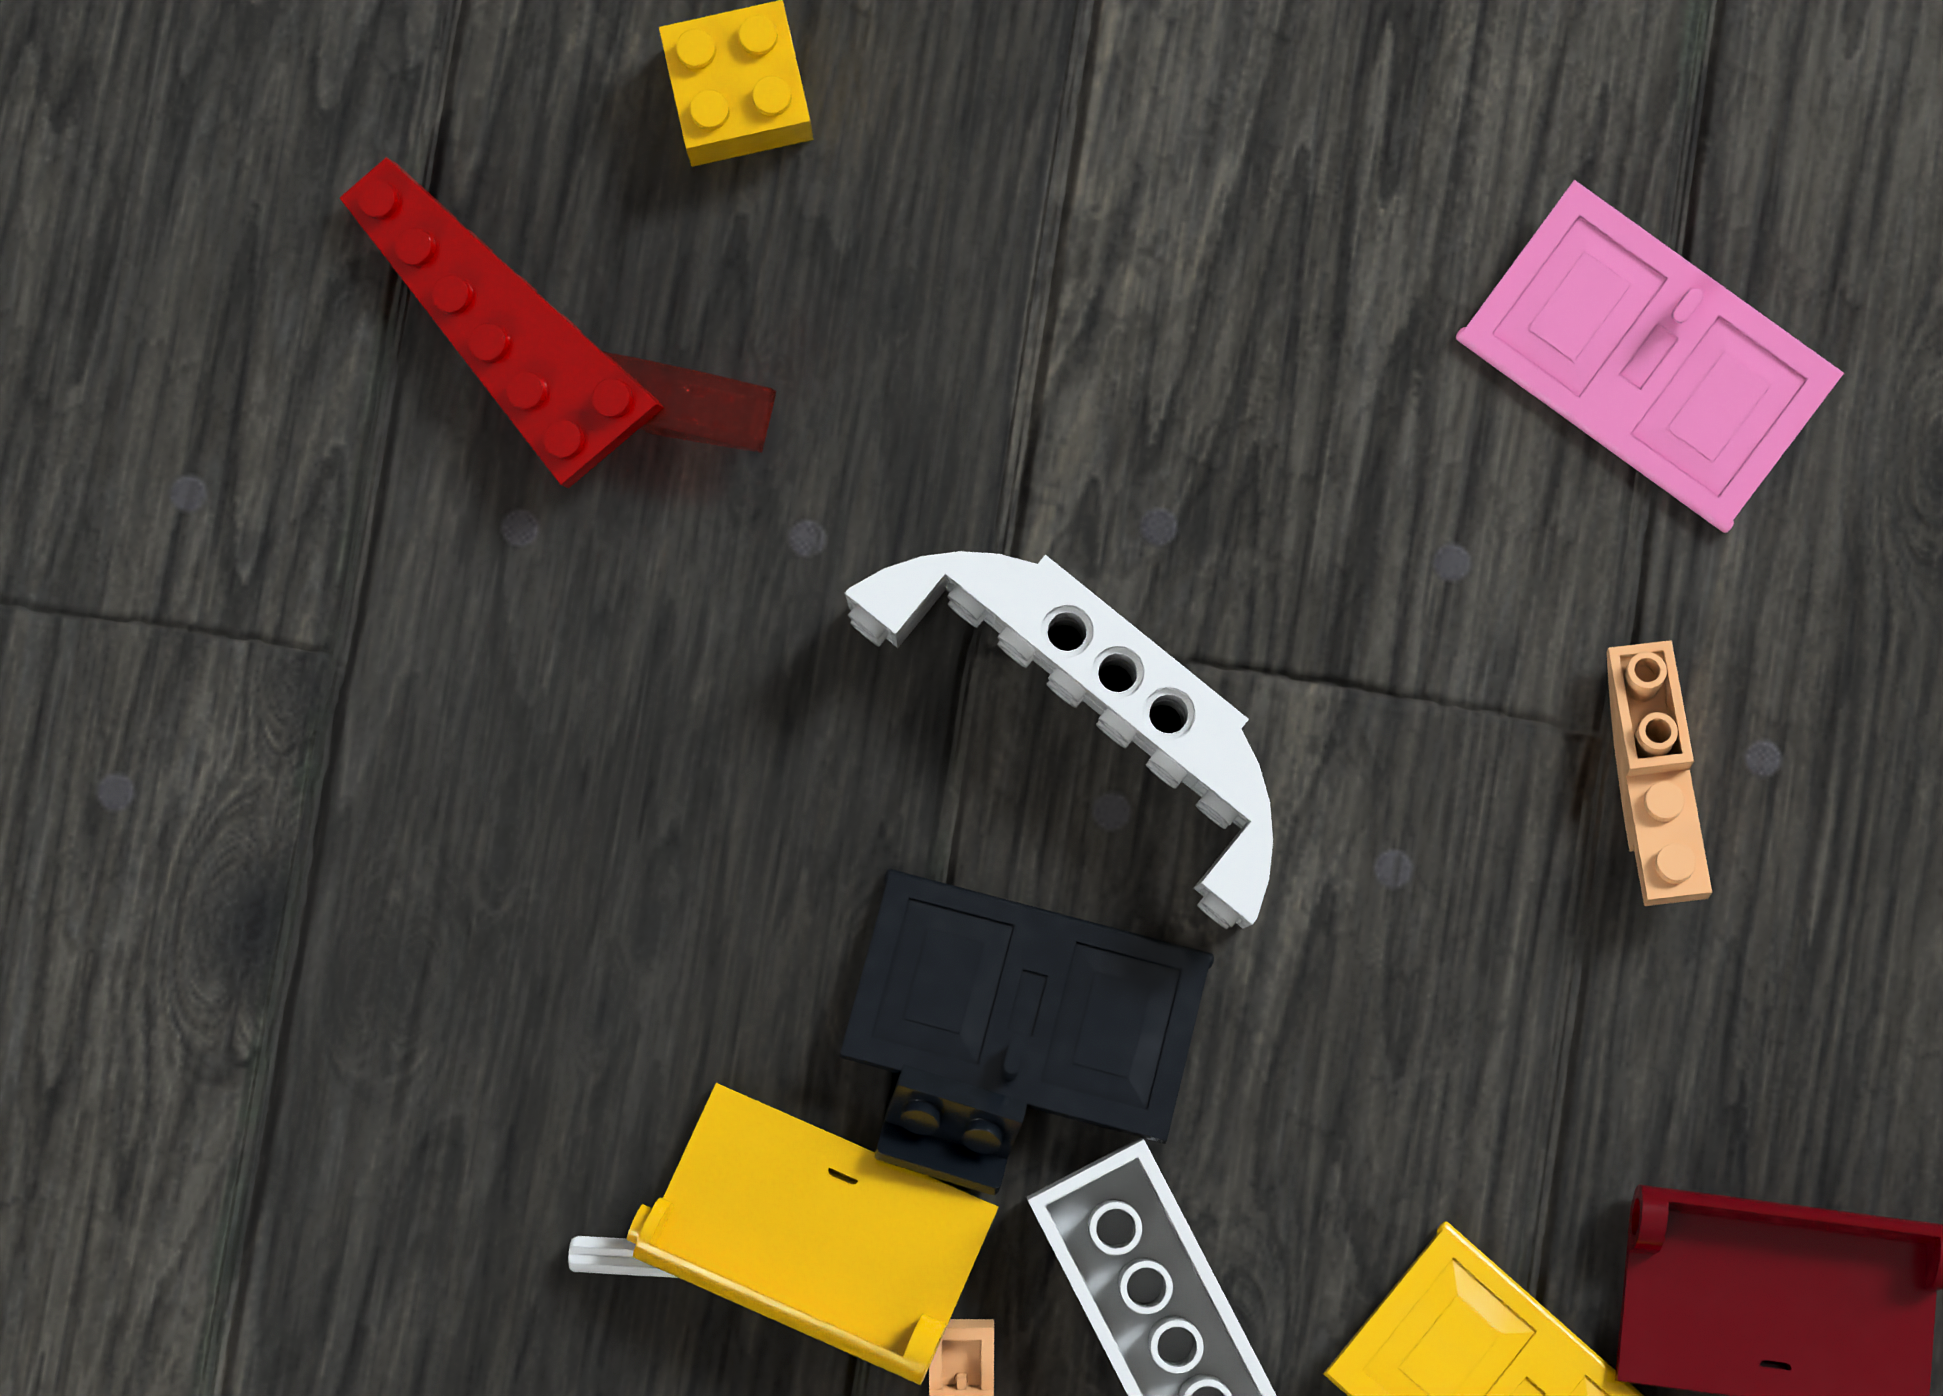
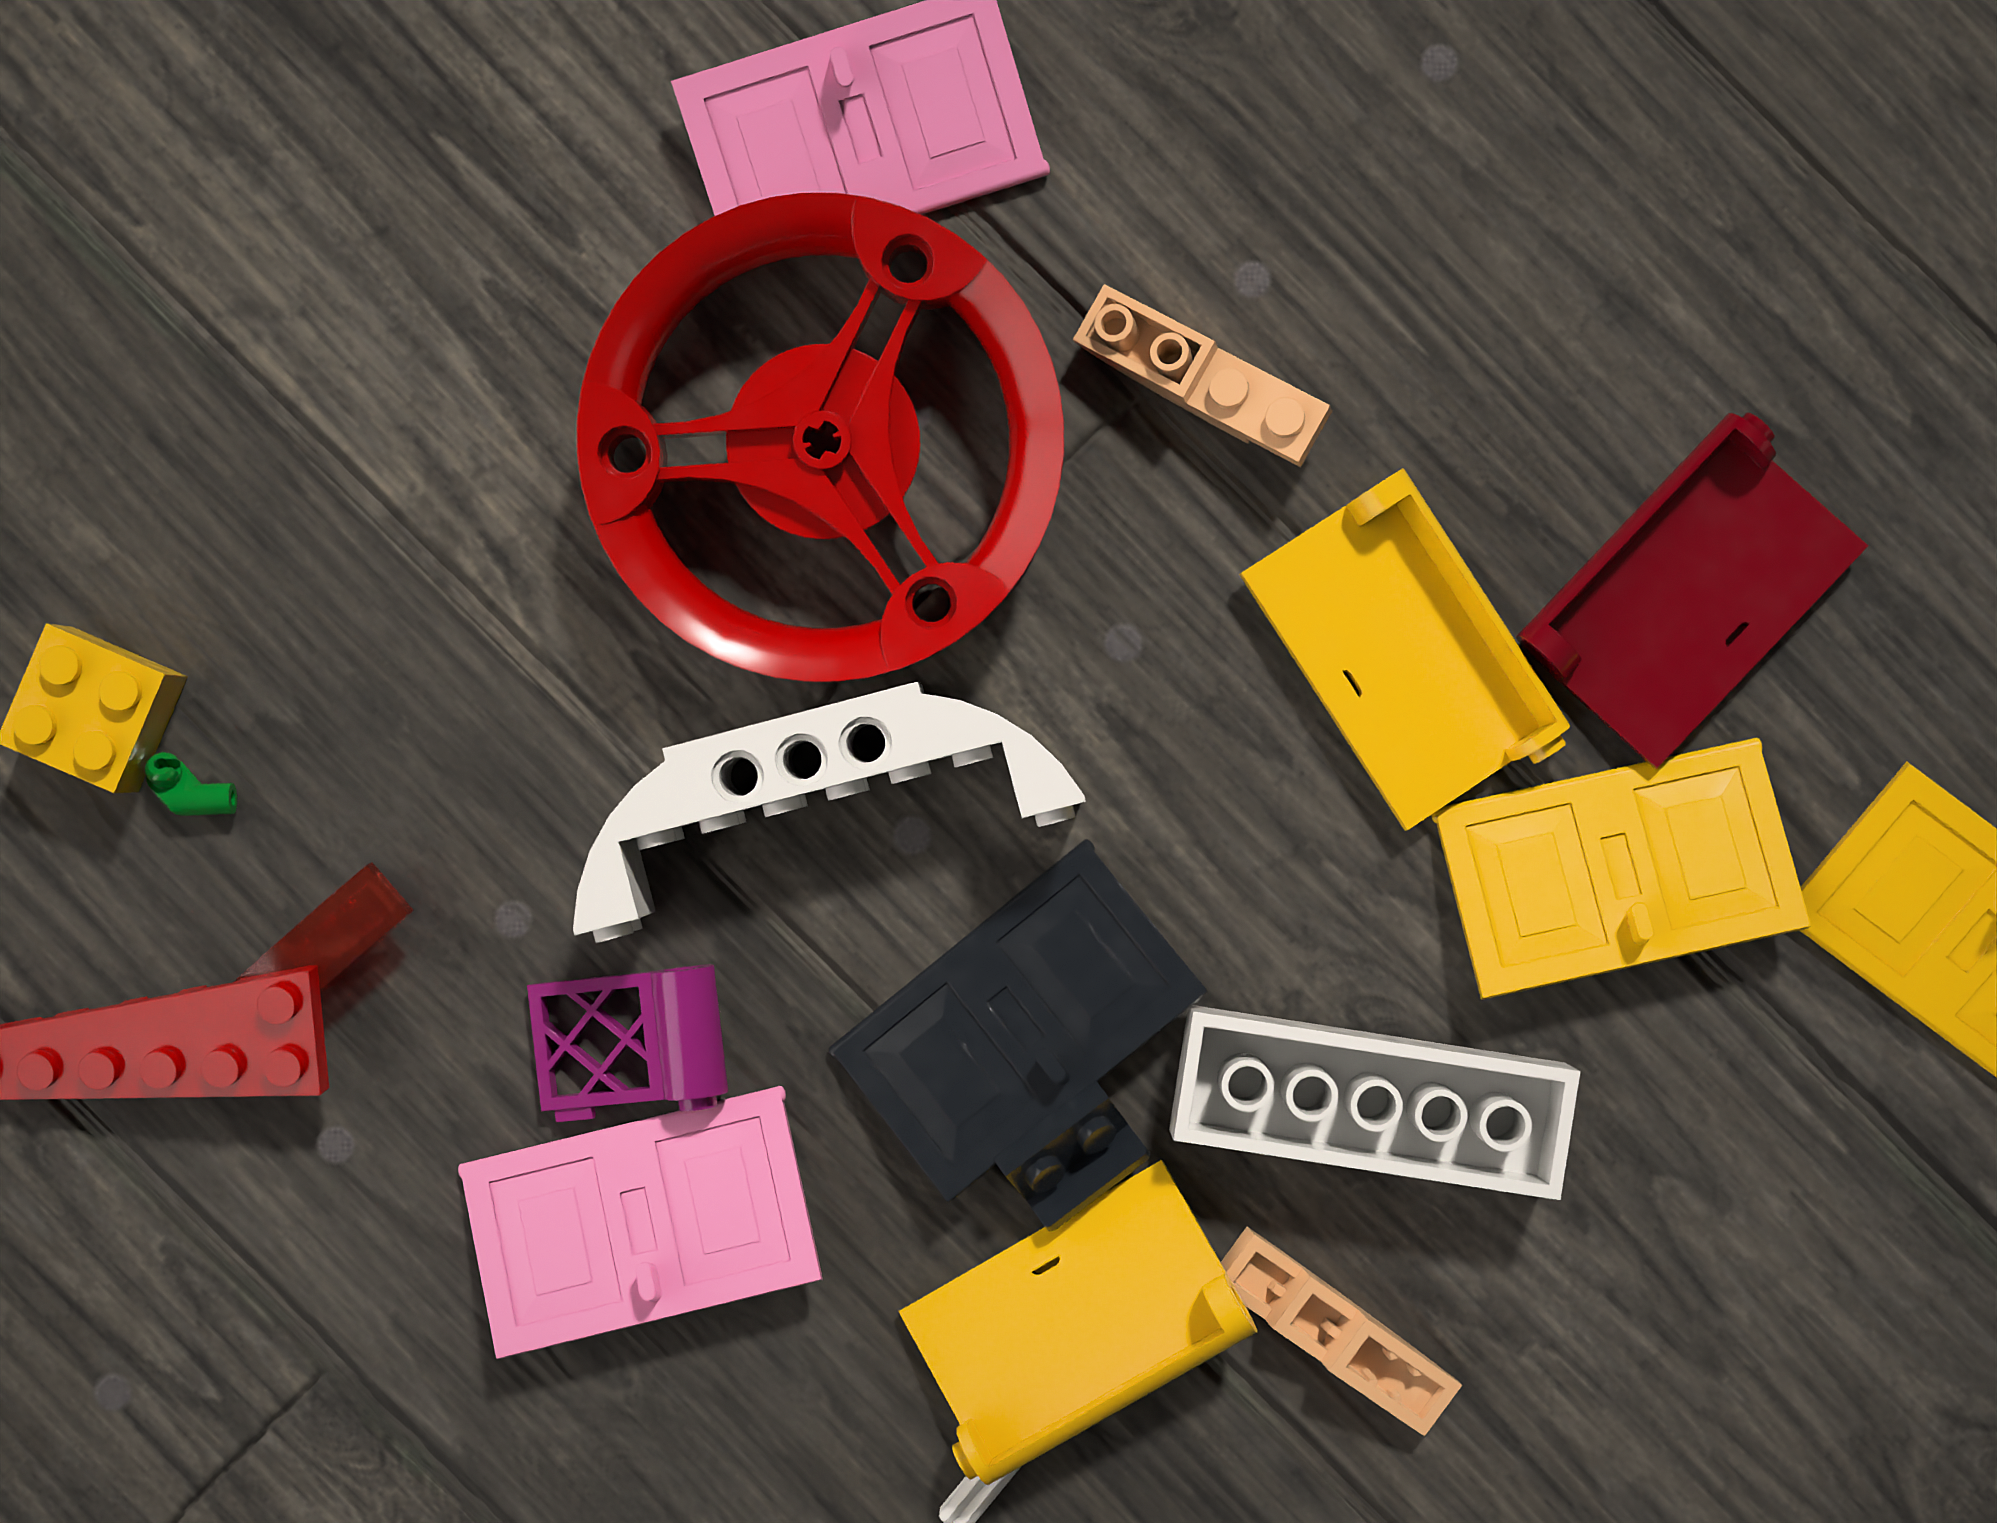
camera: 50 degrees left, 5 degrees up
(638, 818) = (639, 1222): none -> bright pink door
(719, 203) = (184, 792): none -> green arm
(813, 740) = (679, 1034): none -> magenta piece
(1408, 466) = (804, 394): none -> red wheel
(1579, 1099) = (1414, 631): none -> yellow door

